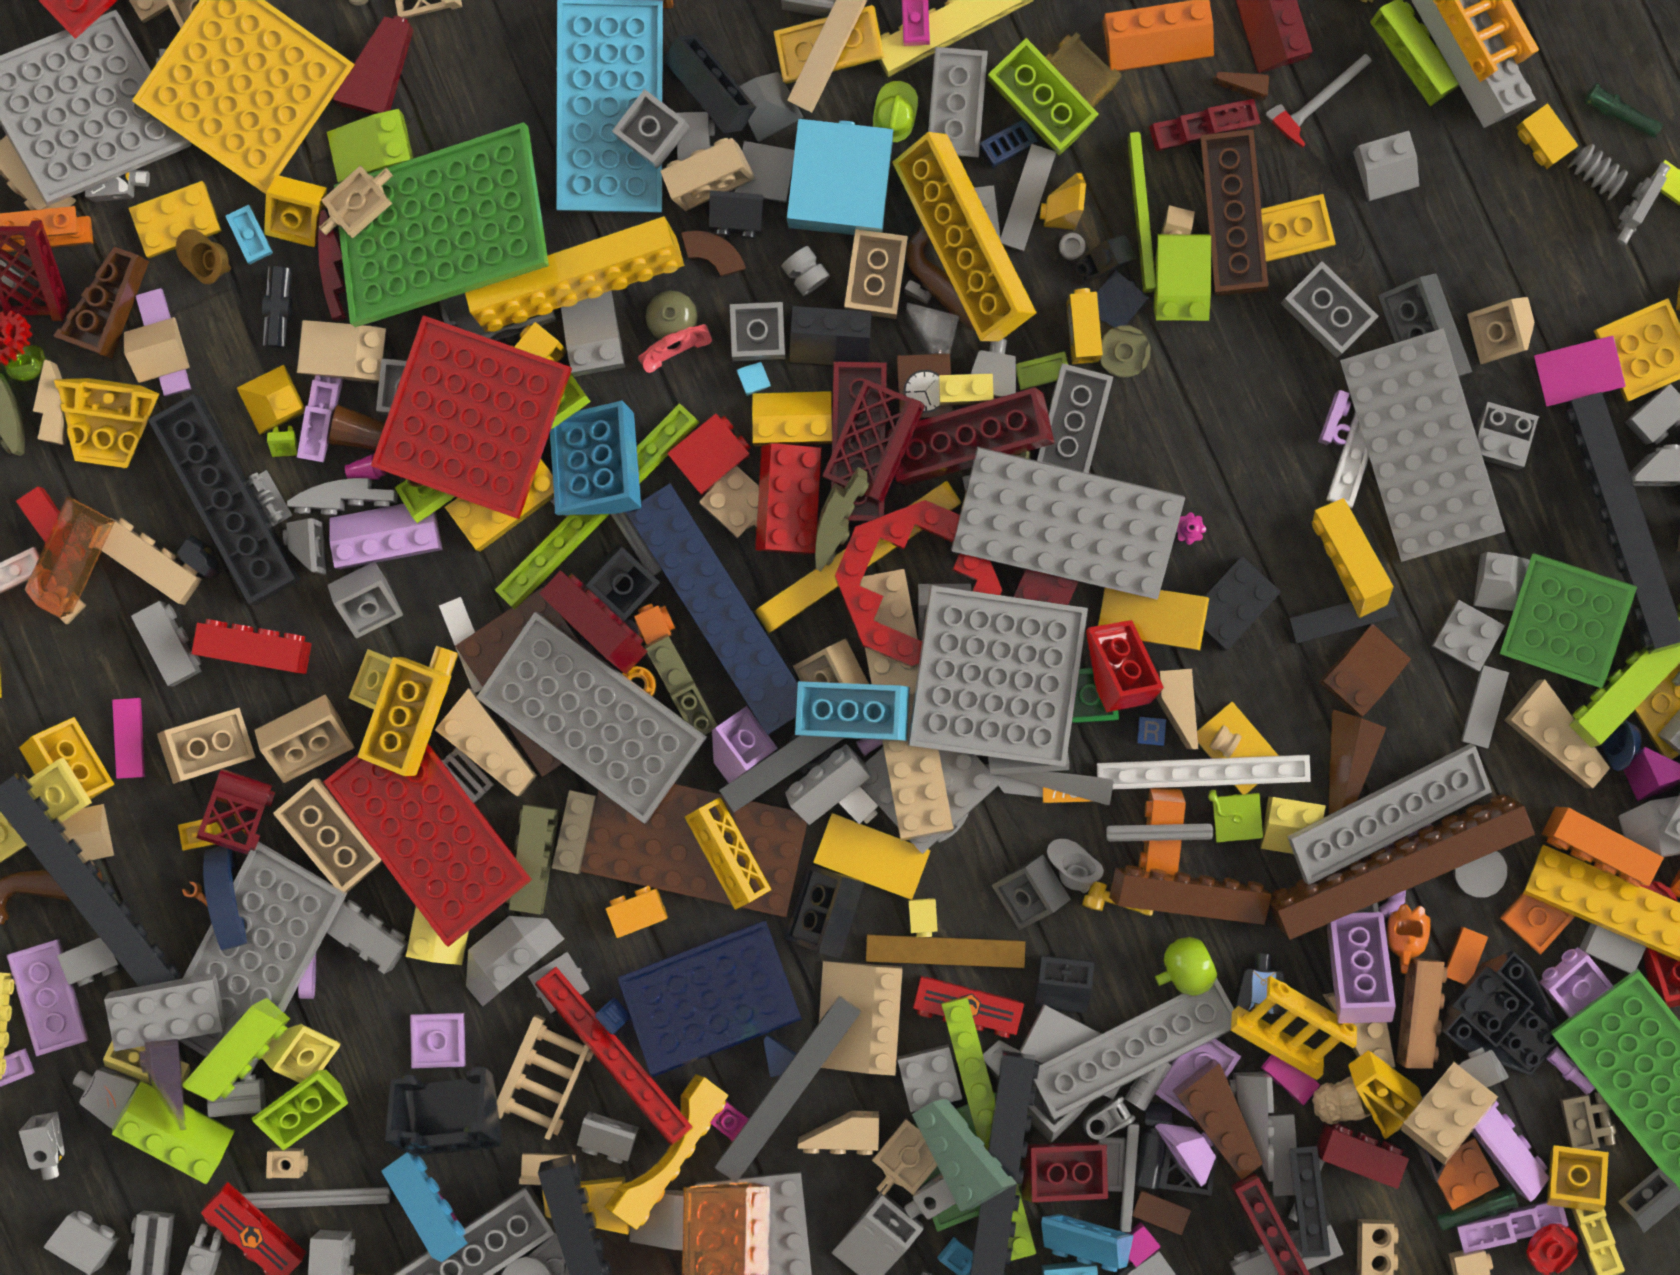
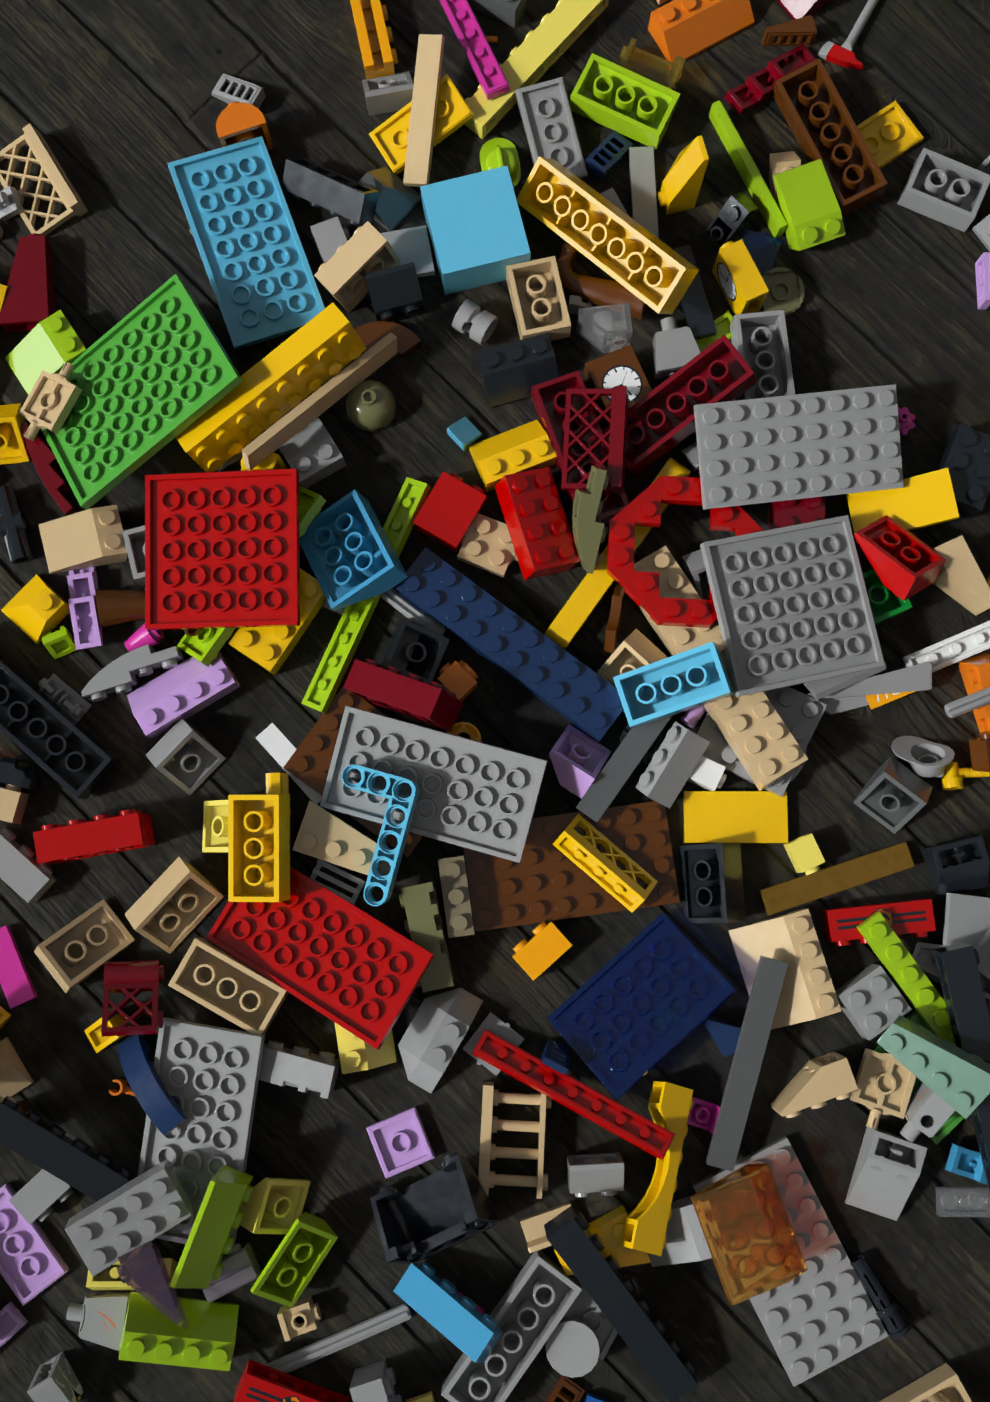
camera: 25 degrees left, 5 degrees down
(306, 542) = (111, 722): light grey slope -> none
(307, 984) = (258, 1133): lavender beam -> none
(533, 743) = (389, 826): none -> medium azure beam
(620, 301) = (319, 401): none -> tan tile
(650, 129) = (292, 243): light grey brick -> none
(658, 352) = (394, 416): coral piece -> none
(680, 684) = (501, 724): olive slope -> none
(757, 331) = (453, 388): light grey brick -> none
(827, 624) = (615, 617): none -> reddish brown tile
(965, 389) = (657, 366): light yellow brick -> none
(1033, 331) = (695, 302): none -> black tile
(1071, 246) = (698, 221): light grey tile -> none
(1151, 731) = (939, 610): blue tile -> none
(1387, 165) = (941, 55): light grey slope -> none

